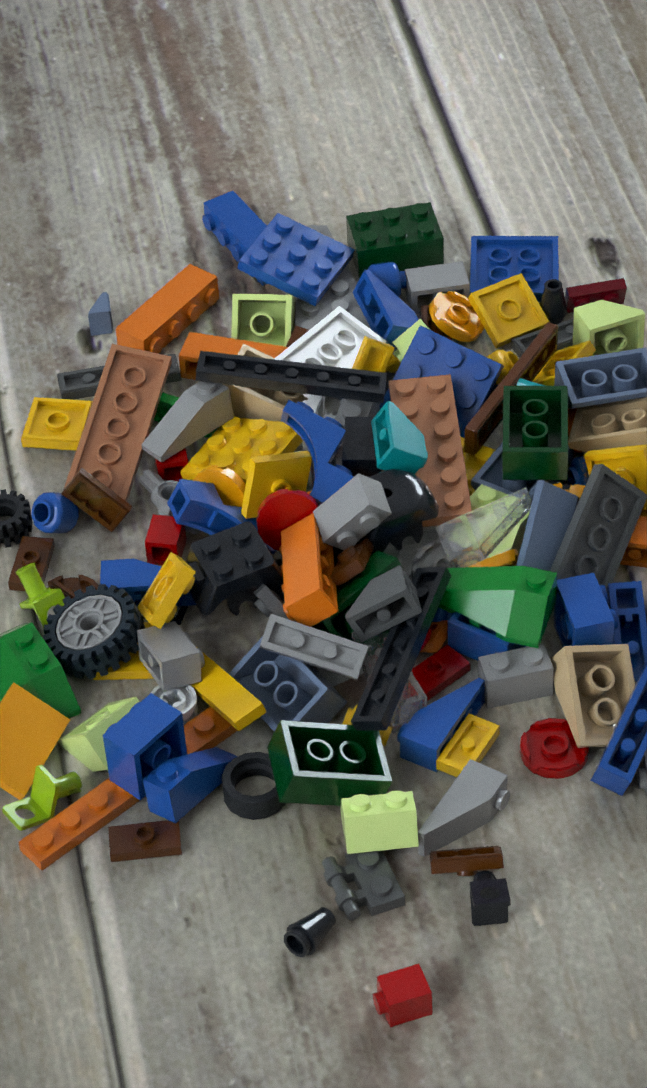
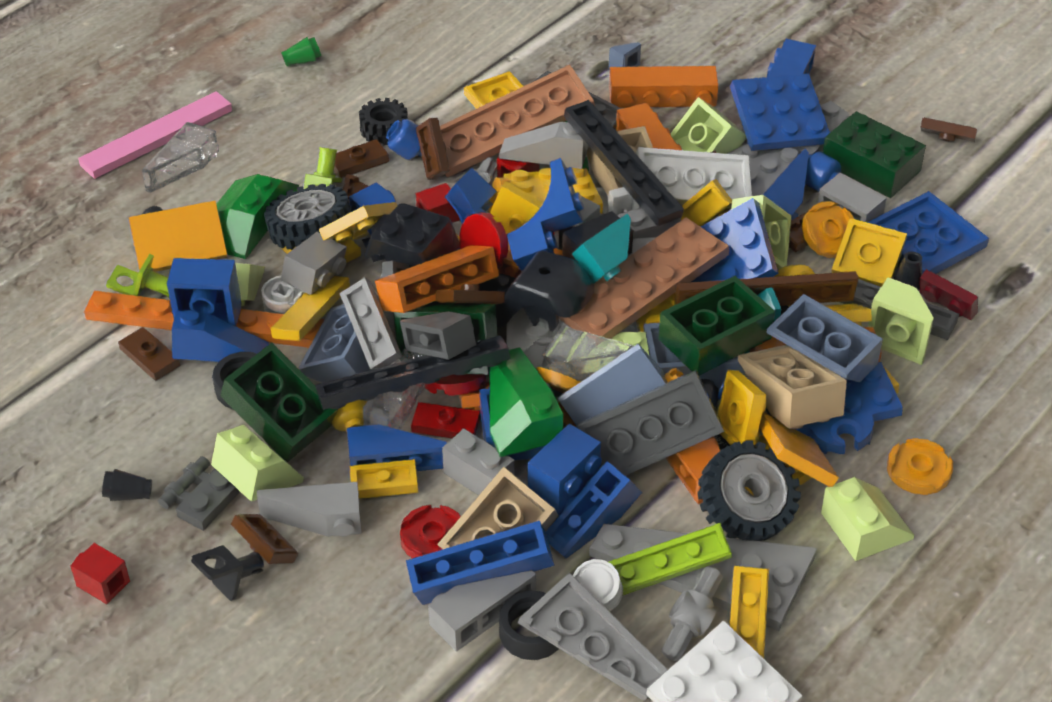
camera: 50 degrees right, 0 degrees up
(352, 512) = (506, 263): light grey brick -> none
(411, 183) = (948, 131): none -> reddish brown plate

